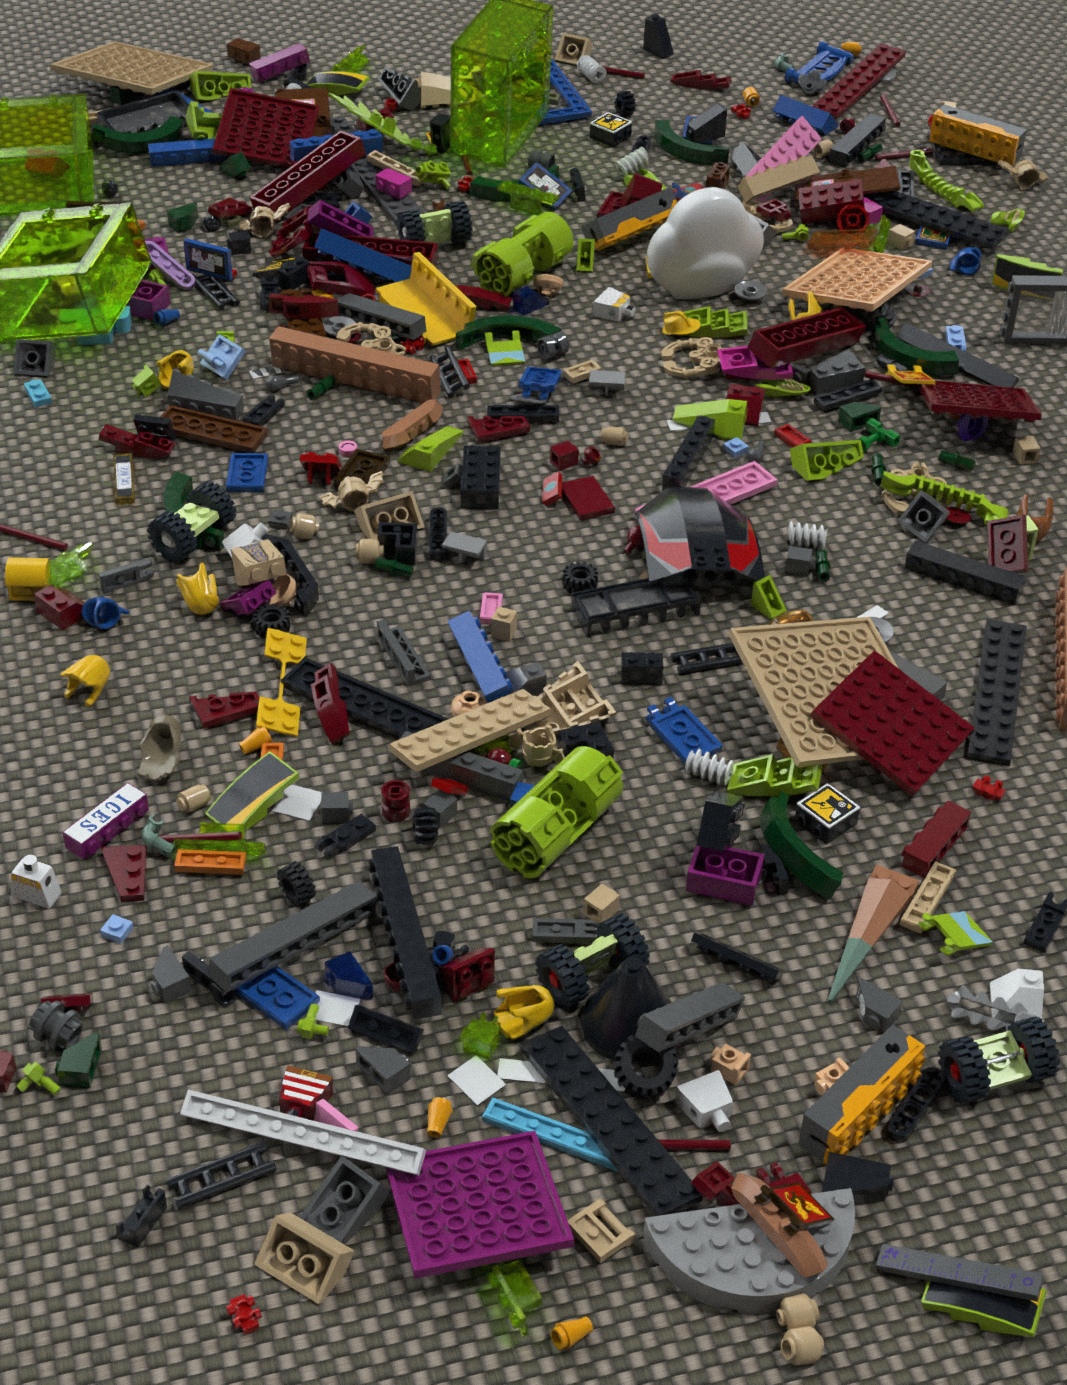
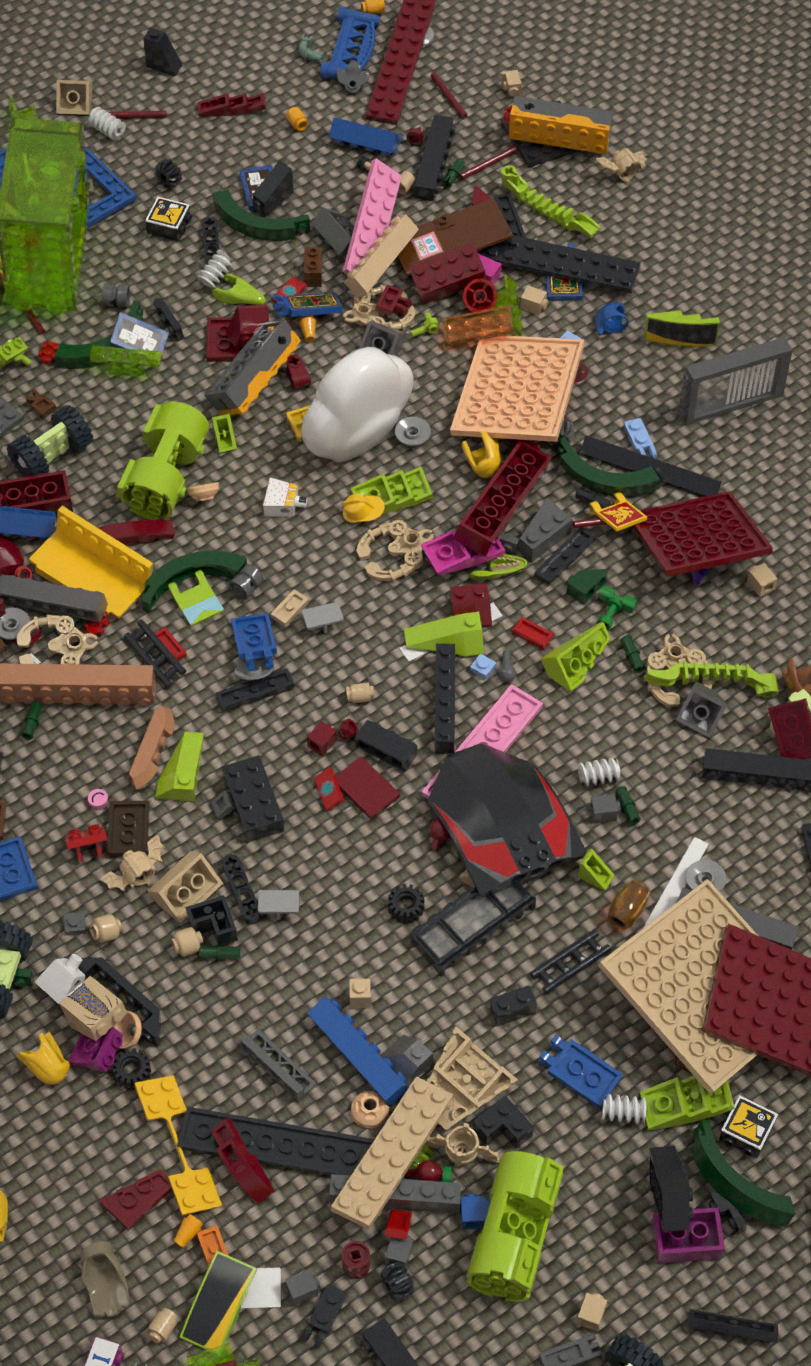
camera: 20 degrees left, 15 degrees up
(489, 429) = (236, 720): dark red wing -> none
(490, 603) = (335, 972): bright pink tile -> none
(527, 301) = (192, 519): clear blue slope -> none
(619, 473) = (386, 745): none -> black brick
(741, 111) = (293, 144): red piece -> none
(957, 460) = (701, 615): dark green axle -> none
(958, 515) = (728, 691): dark red piece -> none
(1010, 218) = (631, 234): lime animal -> none

